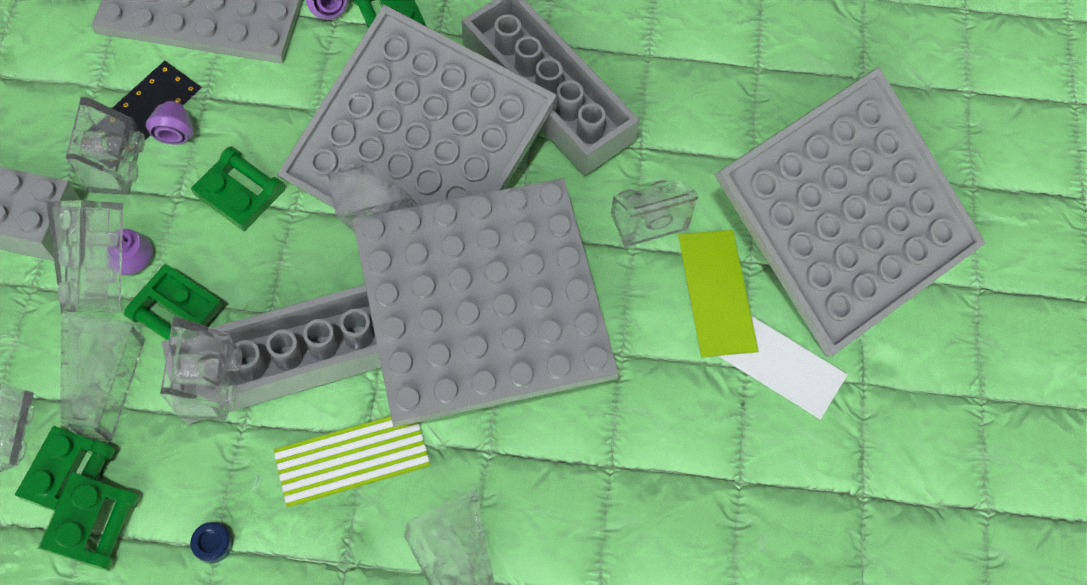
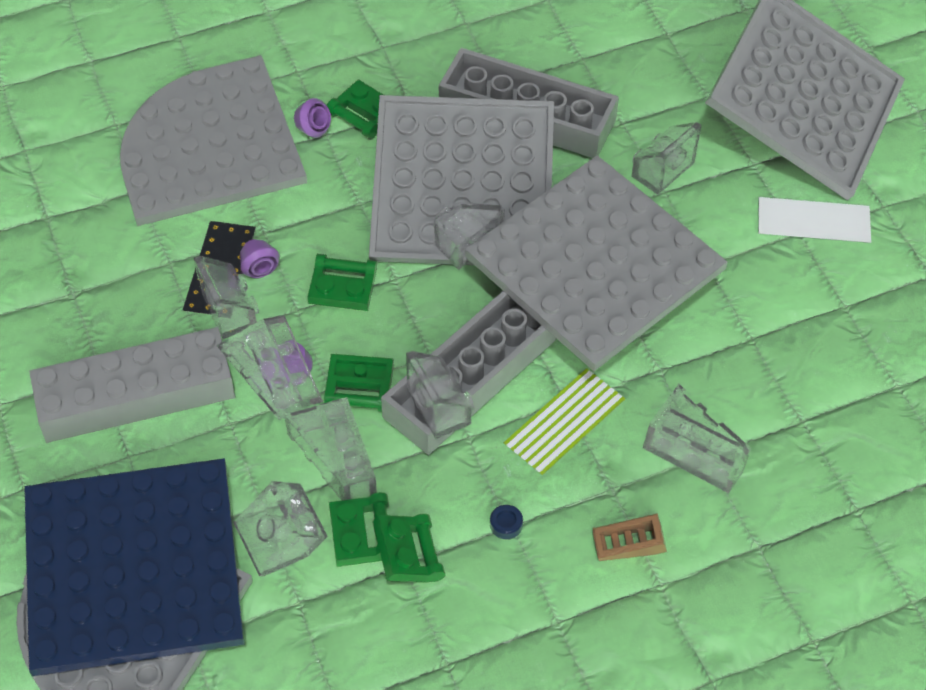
camera: 25 degrees left, 10 degrees down
(717, 293) = (745, 194): lime sticker -> none

